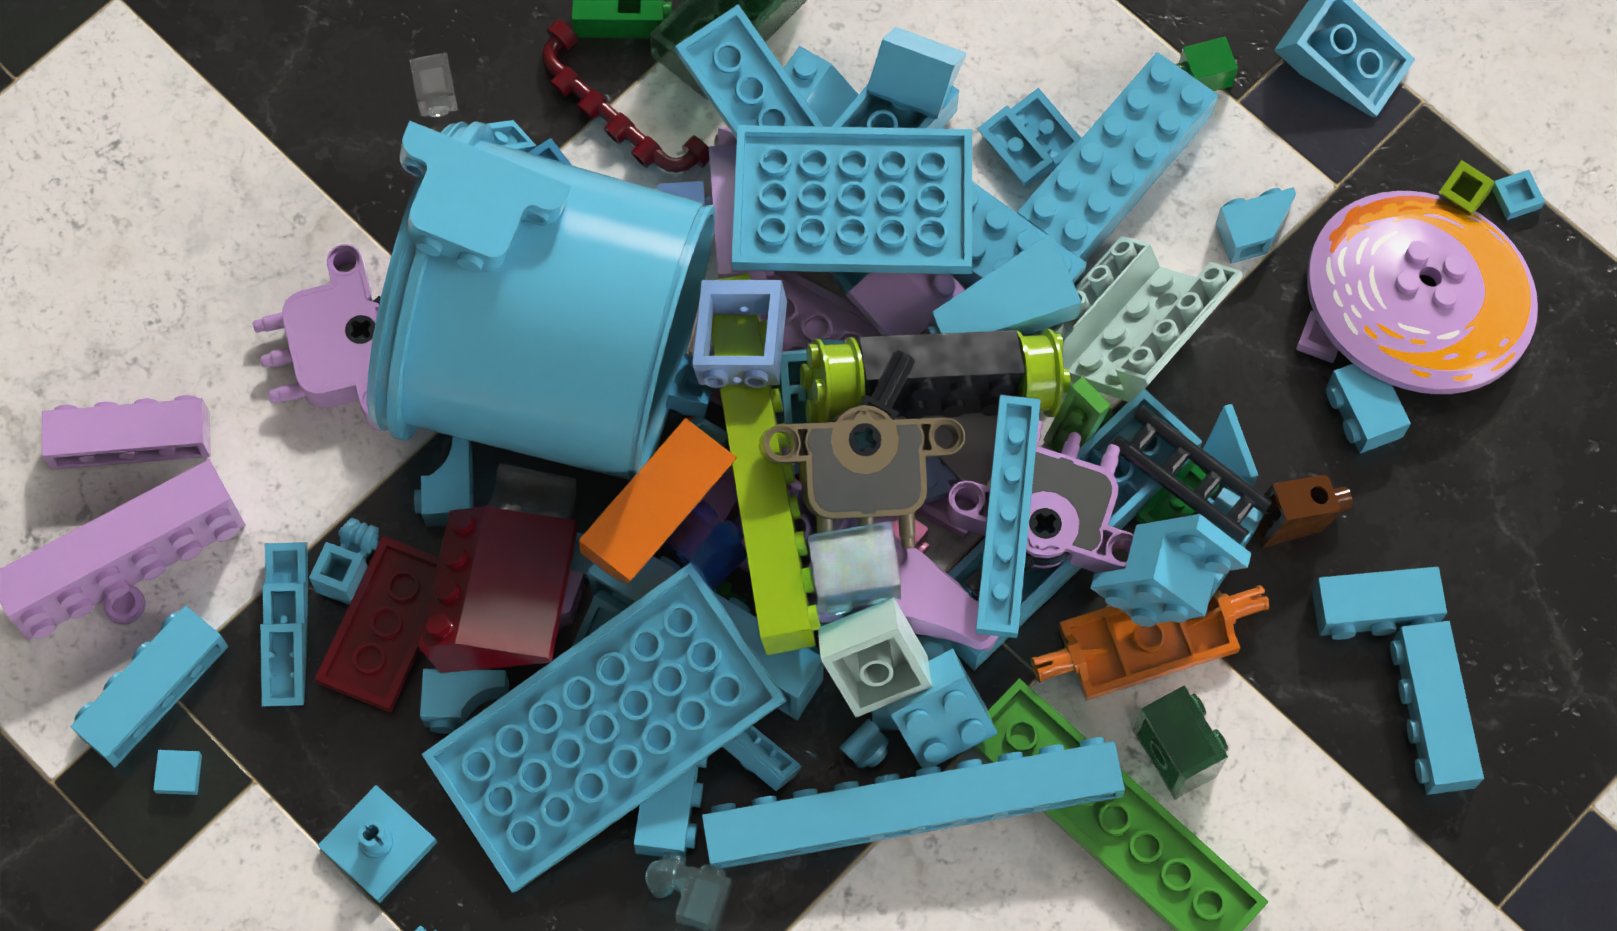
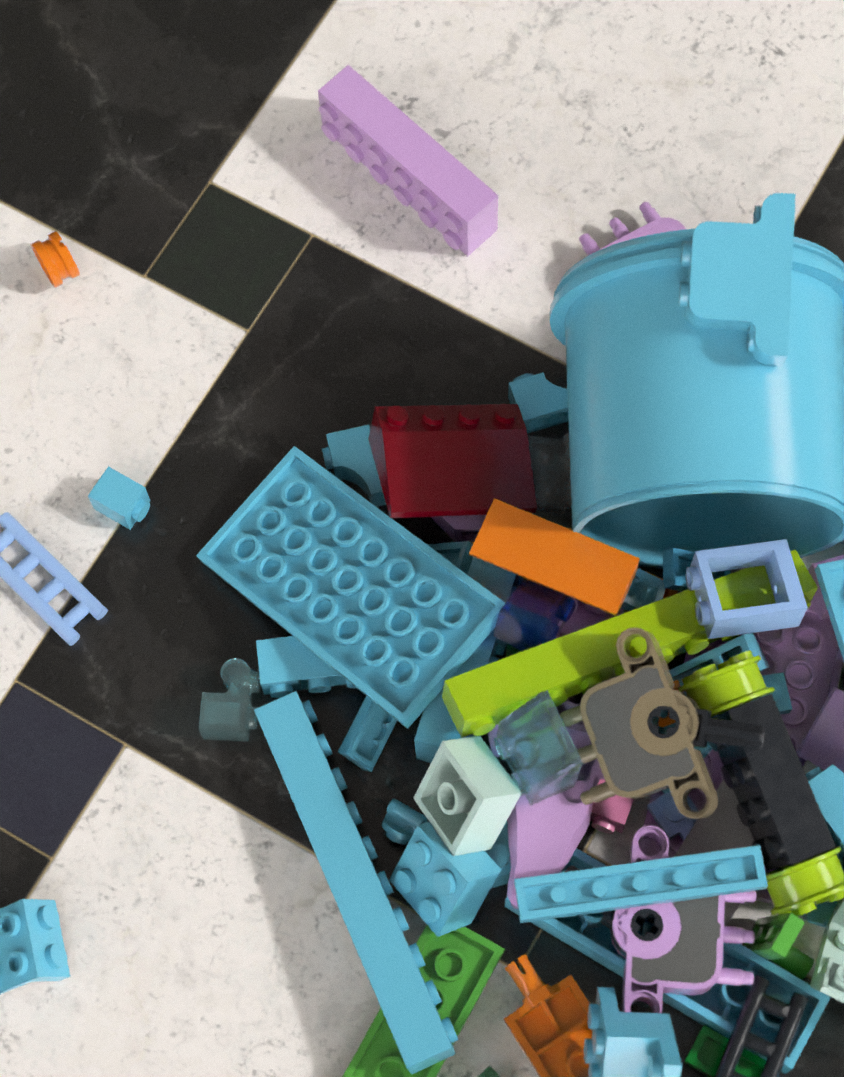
camera: 80 degrees right, 0 degrees up
(126, 432) = (515, 137): lavender brick -> none
(127, 607) = (369, 189): lavender tile -> none
(148, 685) = (303, 223): medium azure brick -> none
(177, 772) = (238, 269): medium azure tile -> none
(284, 624) = (385, 311): medium azure slope -> none
(343, 567) = (443, 340): medium azure brick -> none
(377, 844) = (215, 439): medium azure tile -> none
(381, 626) = (401, 379): dark red plate -> none

